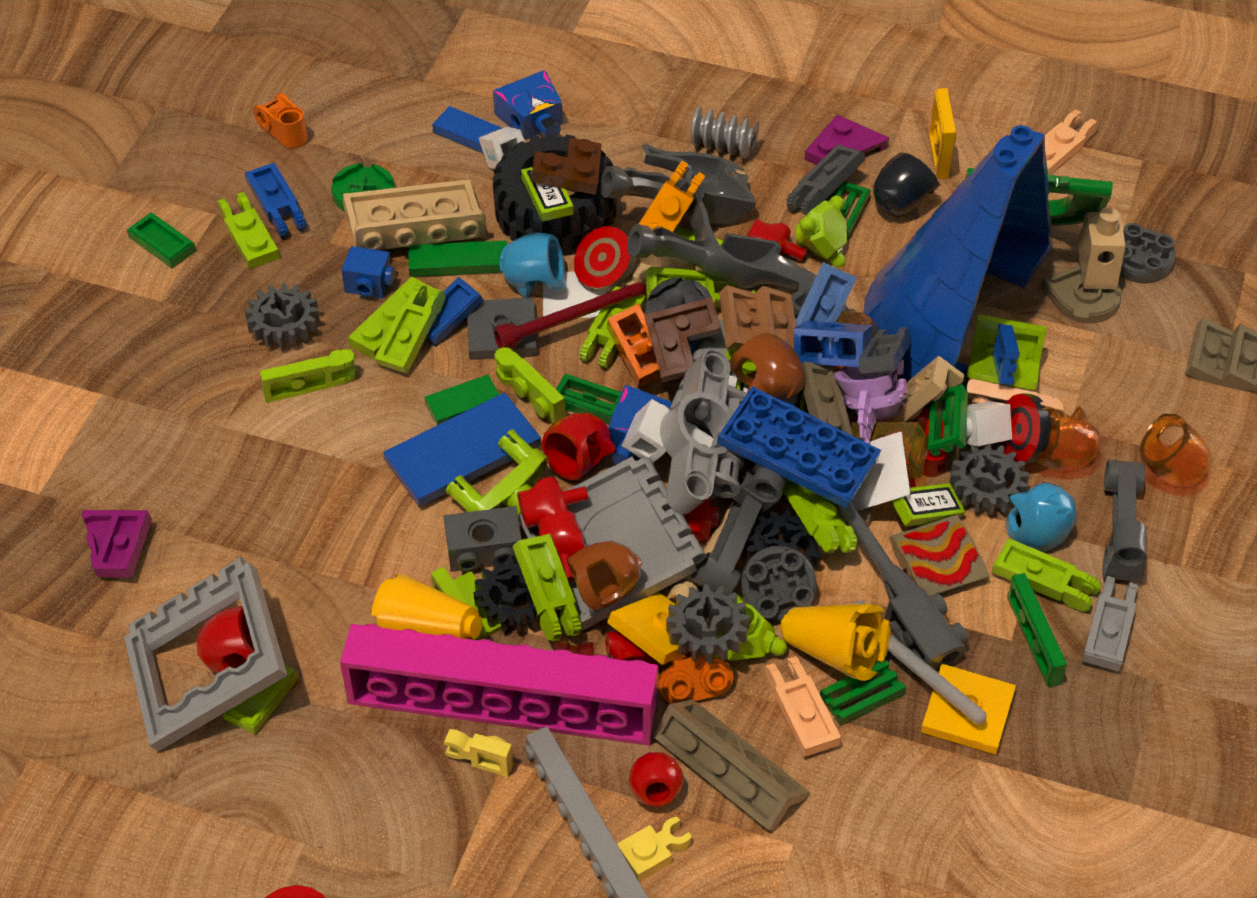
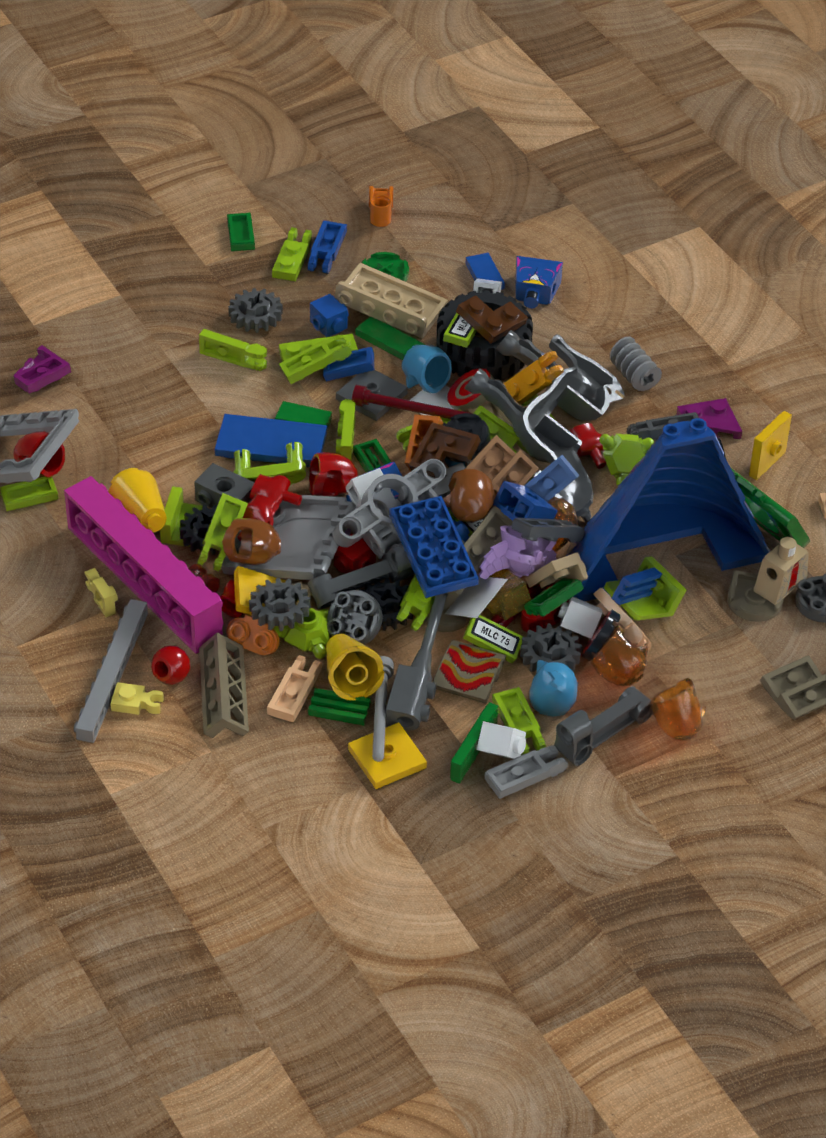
camera: 40 degrees right, 5 degrees down
(1069, 607) = (501, 740): none -> white brick

